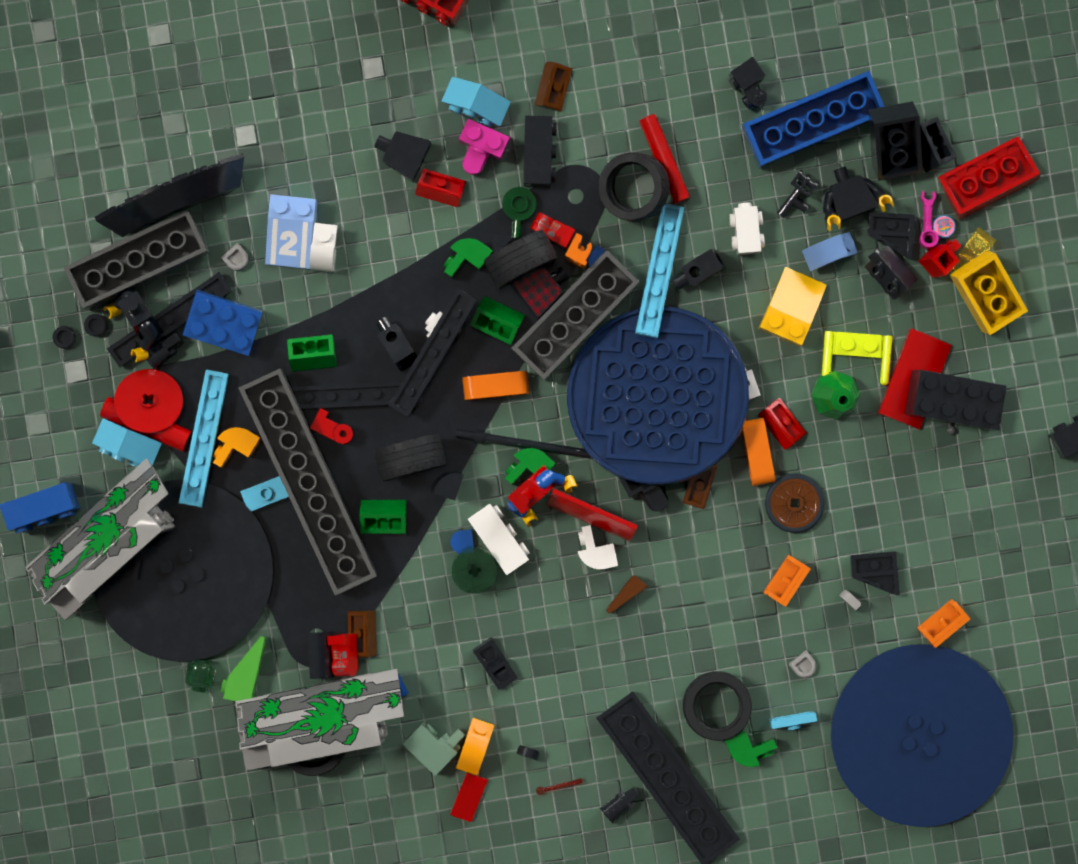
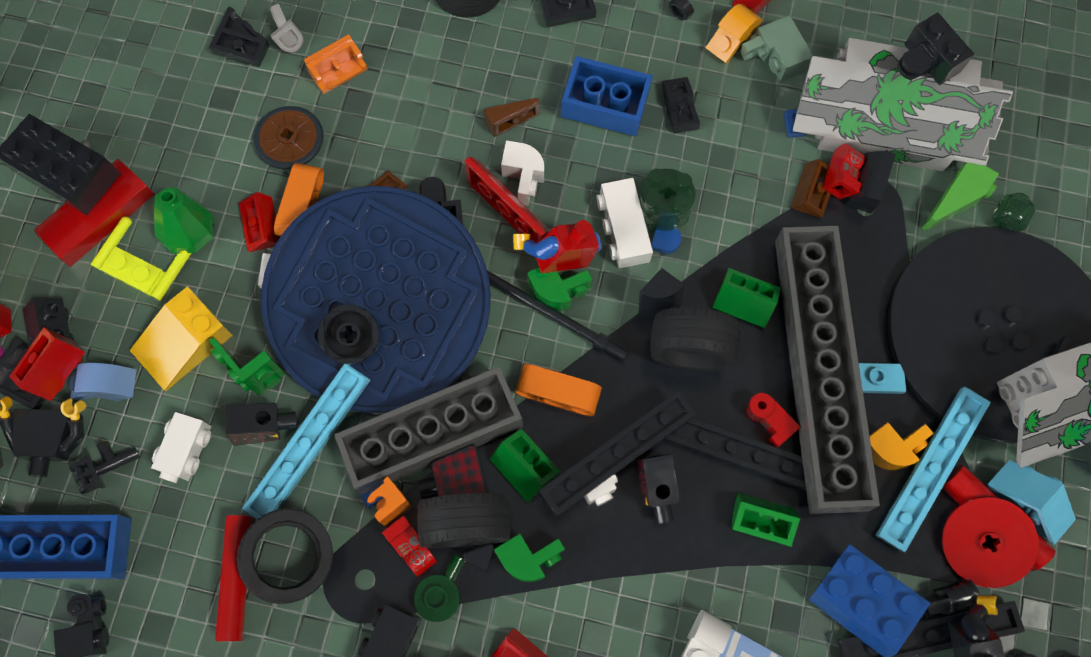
camera: 160 degrees left, 15 degrees down
(312, 750) = (934, 50): none -> black brick
(556, 640) = (606, 96): none -> blue brick
(666, 344) = (338, 323): none -> black brick
(714, 303) = (257, 375): none -> green bracket
(836, 588) = (288, 37): none -> light grey tile
(868, 245) = (47, 364): none -> red brick

